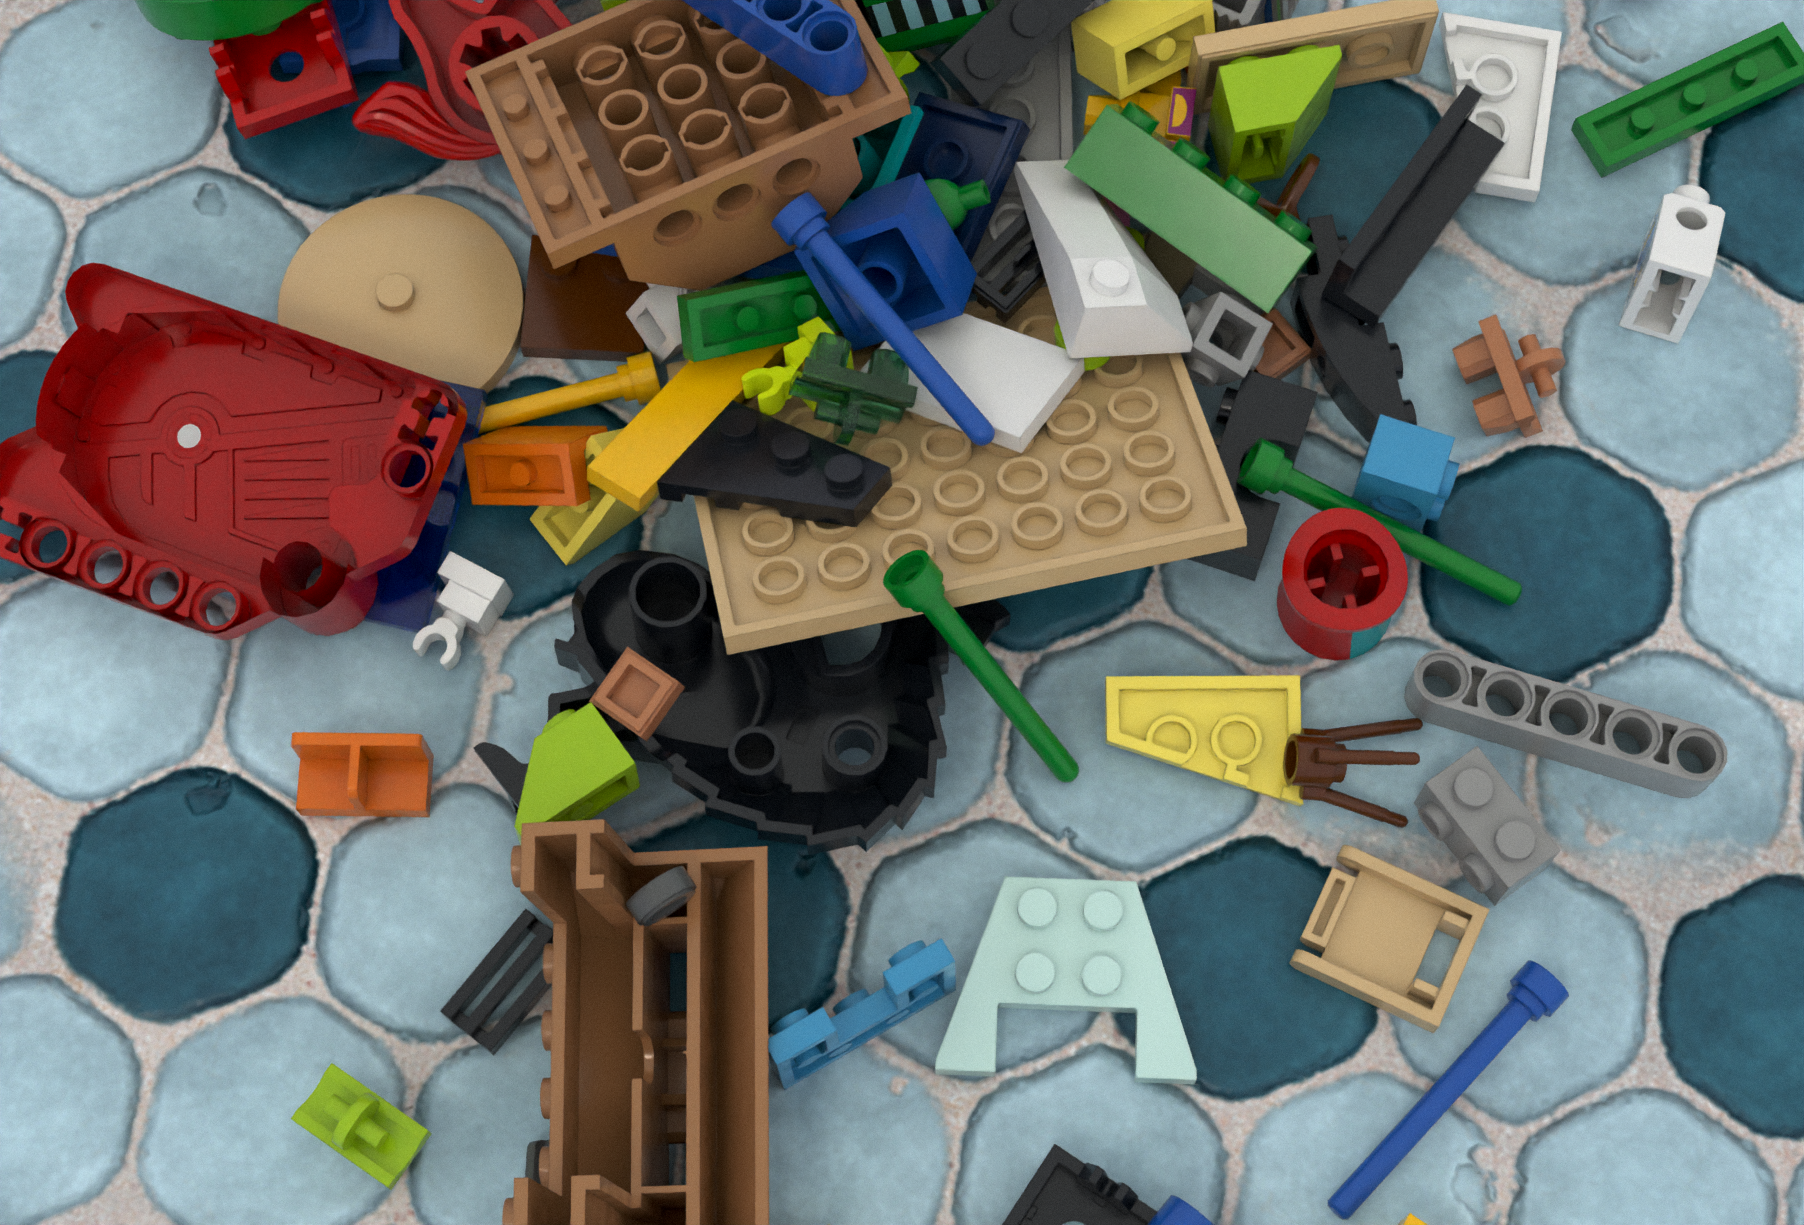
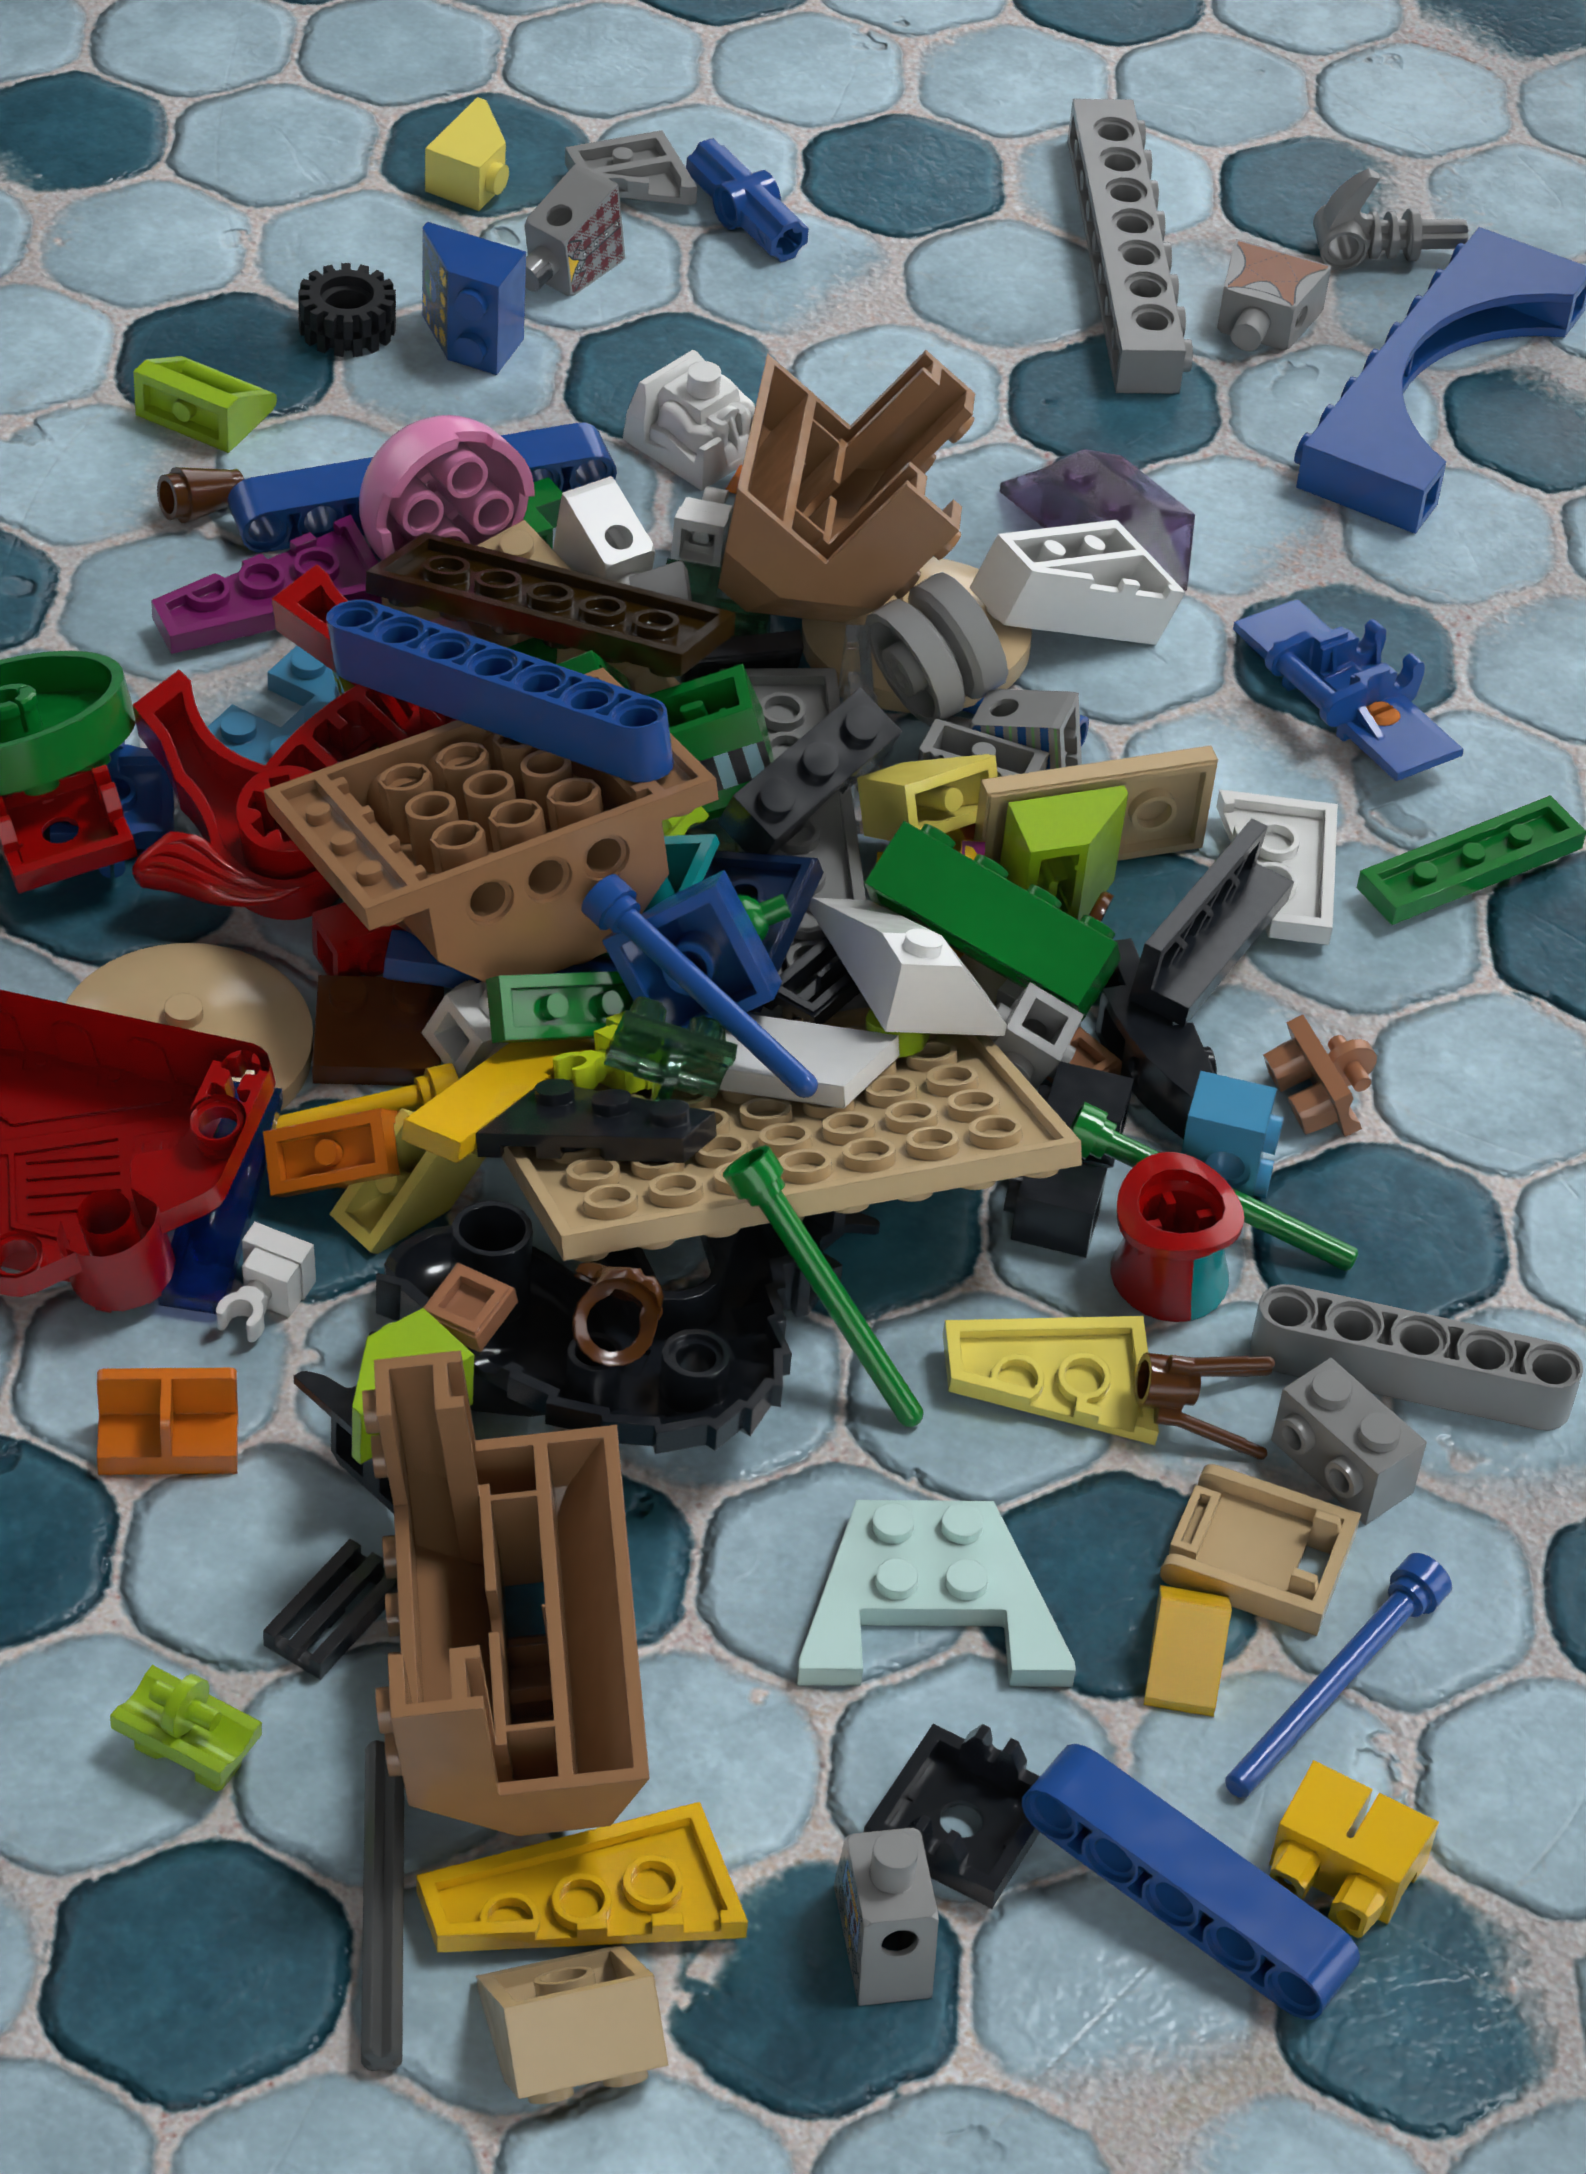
camera: 10 degrees left, 25 degrees down
(661, 896) = (512, 1459): dark grey tile -> none
(779, 686) = (627, 1285): none -> reddish brown piece
(811, 1042) = (690, 1631): dark azure plate -> none
(1307, 1050) = (1187, 1650): none -> yellow slope
(1680, 241) = (1473, 965): white torso -> none

